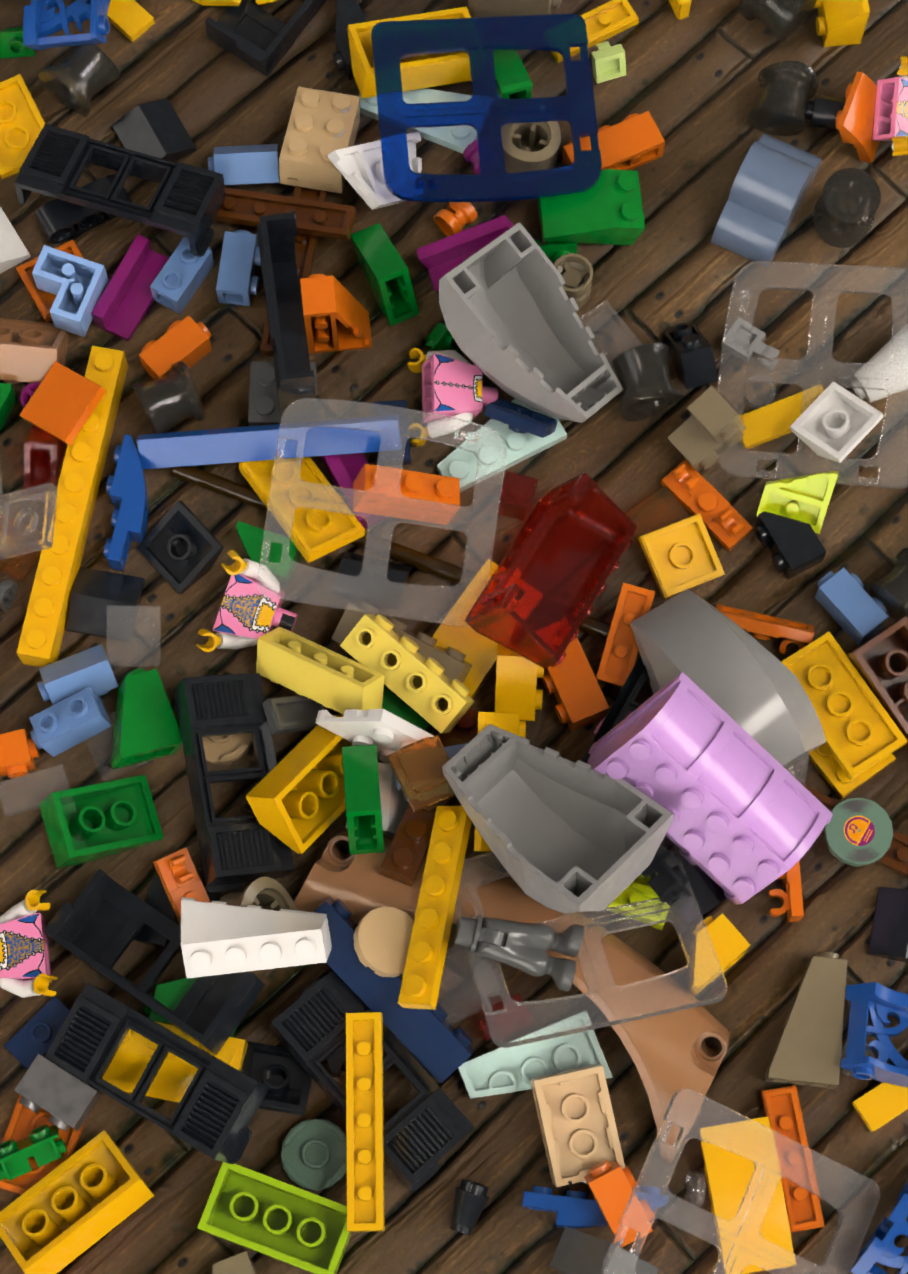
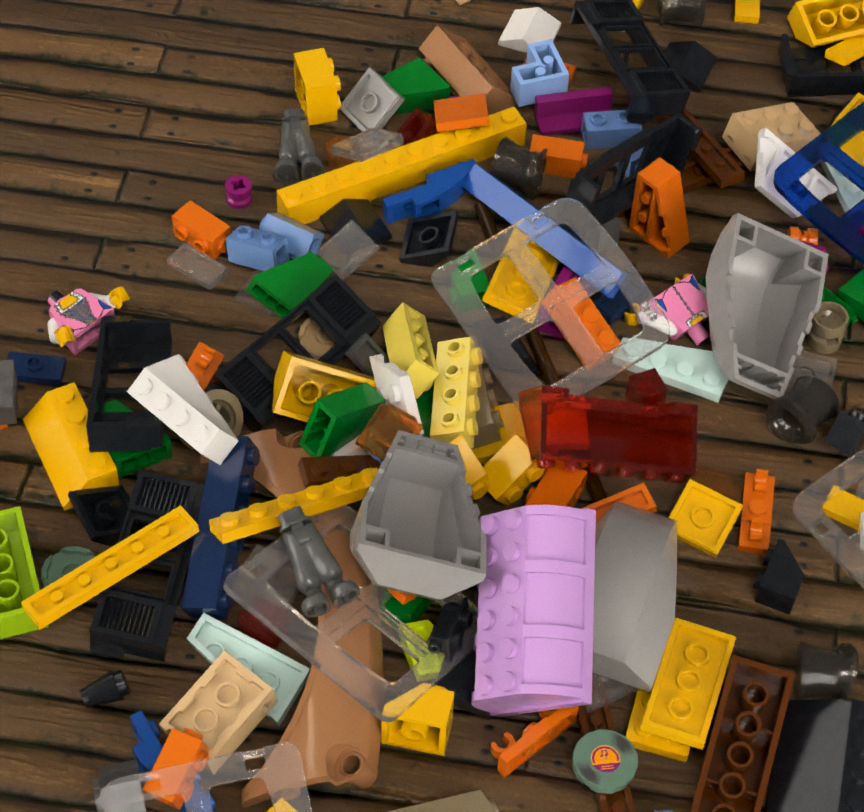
camera: 50 degrees right, 20 degrees down
(66, 220) = (589, 57): black beam -> none
(100, 820) = (206, 307): green slope -> none
(214, 1107) = (53, 469): black piece -> none
(244, 611) = (416, 289): torso -> none
(246, 164) = (709, 109): medium blue brick -> none
(384, 940) = (248, 486): tan tile -> none
(385, 273) = (716, 220): green slope -> none
(521, 418) = (700, 354): dark blue plate -> none
(708, 430) = (807, 469): dark tan brick -> none
(767, 626) = (700, 598): orange plate -> none
(800, 498) = (819, 562): neon yellow wing -> none
(851, 605) = (775, 640): medium blue brick -> none

